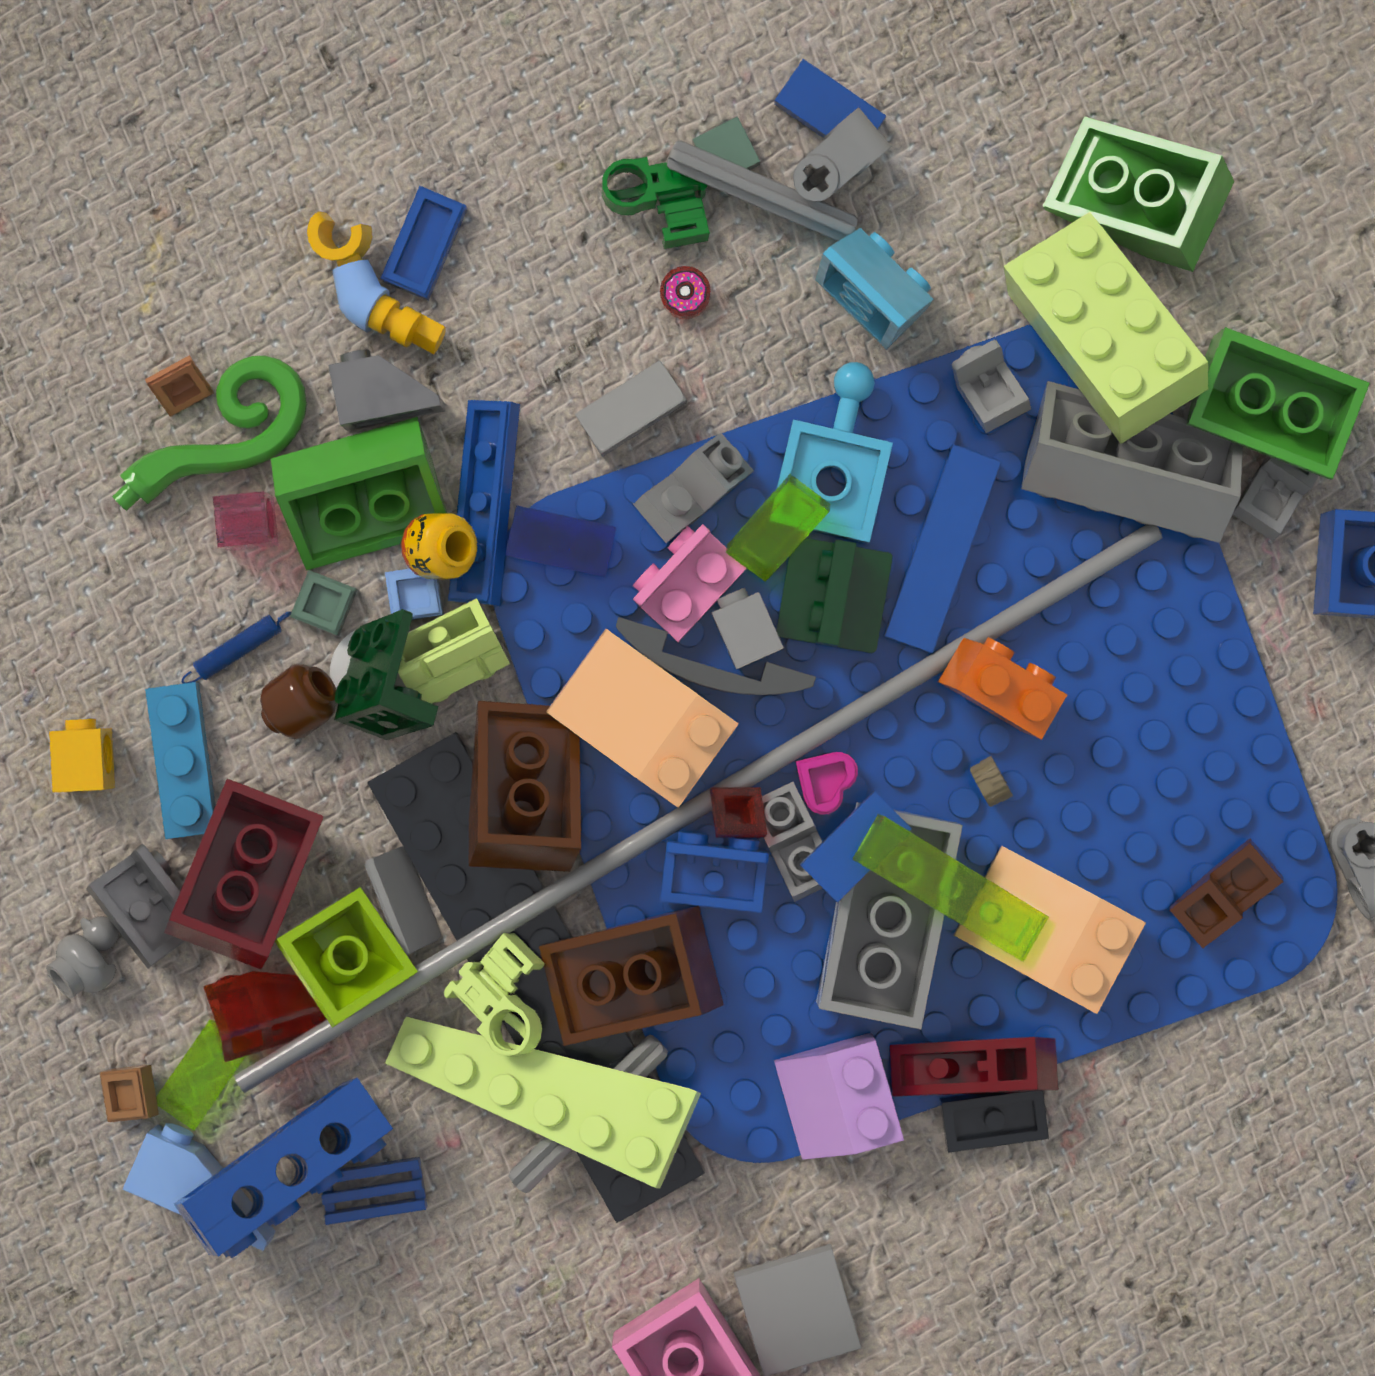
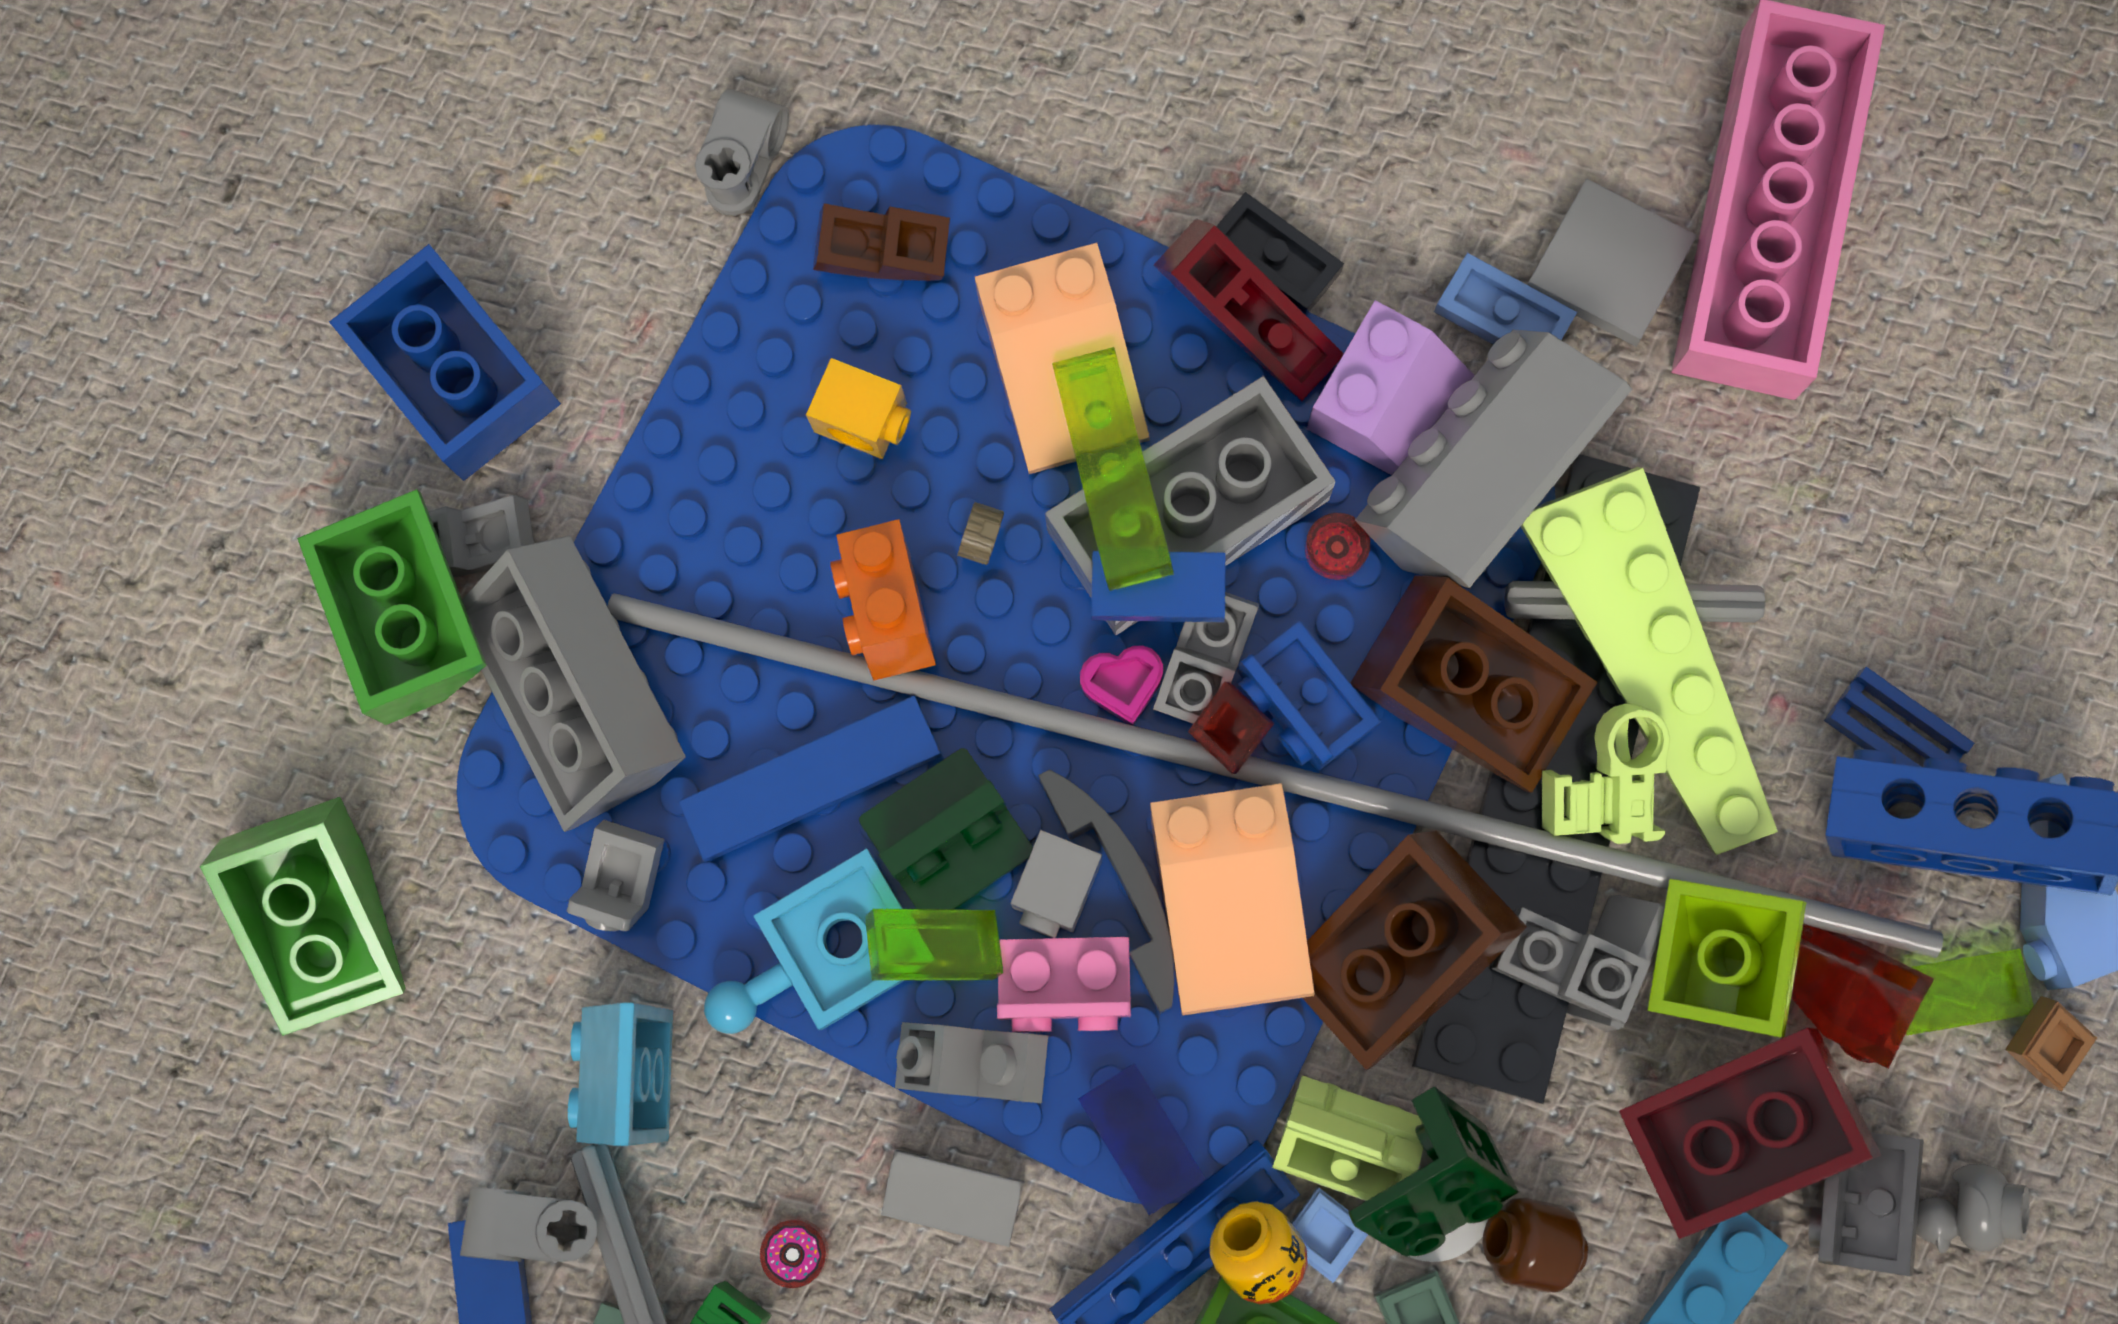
camera: 120 degrees left, 10 degrees down
(423, 871) = (1574, 967): none -> light grey slope
(747, 1114) = (1491, 456): none -> light grey slope
(785, 980) = (1337, 546): none -> clear red tile
(828, 1217) = (1496, 303): none -> medium blue plate
(1106, 327) = (461, 821): yellowish green brick -> none
(1134, 782) = (859, 409): none -> yellow brick

